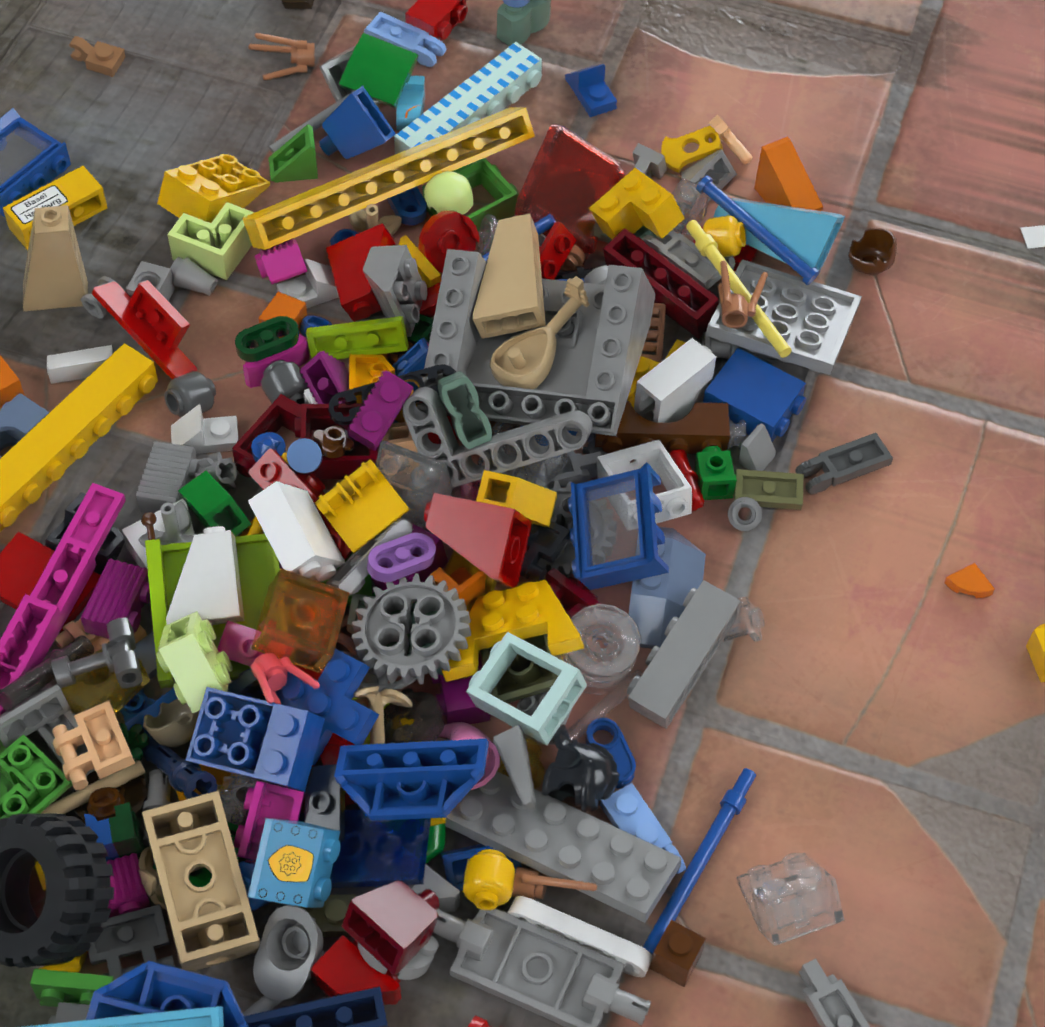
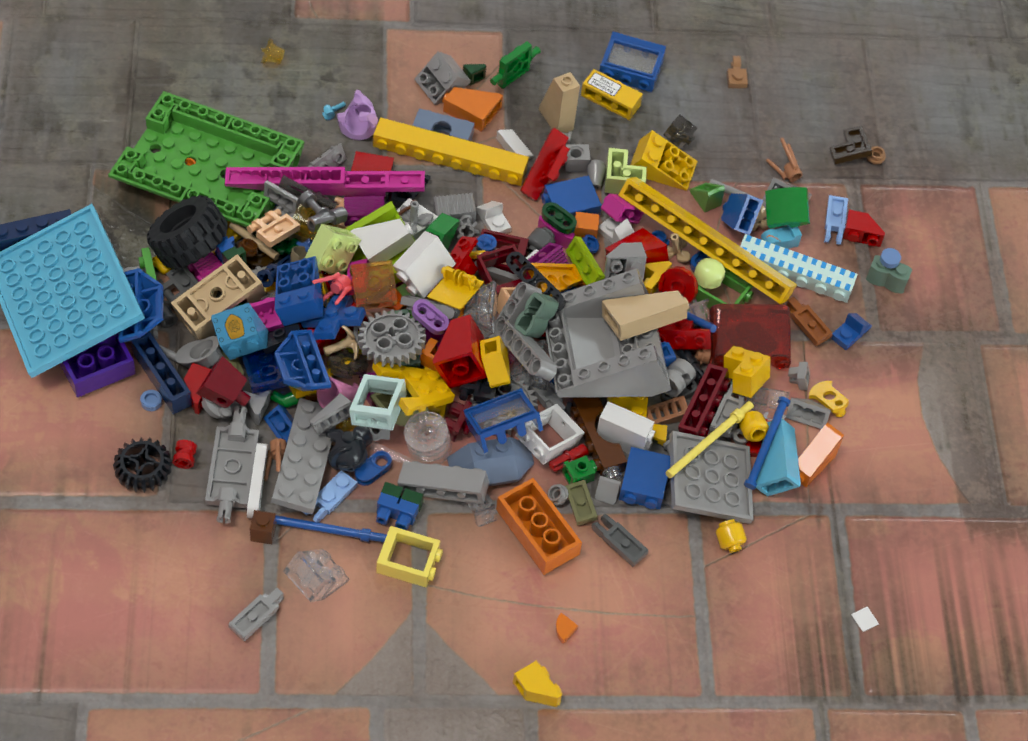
camera: 65 degrees right, 0 degrees up
(172, 147) = (680, 132): none -> clear smoke brick
(188, 392) = (513, 200): dark grey head -> none
(219, 316) = (573, 196): none -> blue brick
(304, 456) = (478, 254): medium blue tile -> none
(333, 441) = (490, 267): reddish brown plate -> none
(379, 410) = (512, 273): magenta brick -> none
(488, 879) = (270, 426): yellow head -> none
(528, 357) = (595, 338): tan piece -> none
(580, 121) = (808, 322): none -> dark orange hinge
(697, 732) = (398, 505): none -> blue hips
(730, 139) = (852, 410): light nougat bar -> none
(734, 306) = (686, 437): nougat plant -> none
(777, 776) = (403, 572): none -> light yellow window
(800, 552) = (538, 526): none -> orange brick
(873, 252) = (791, 518): reddish brown hair -> none
(880, 329) = (730, 535): none -> yellow head

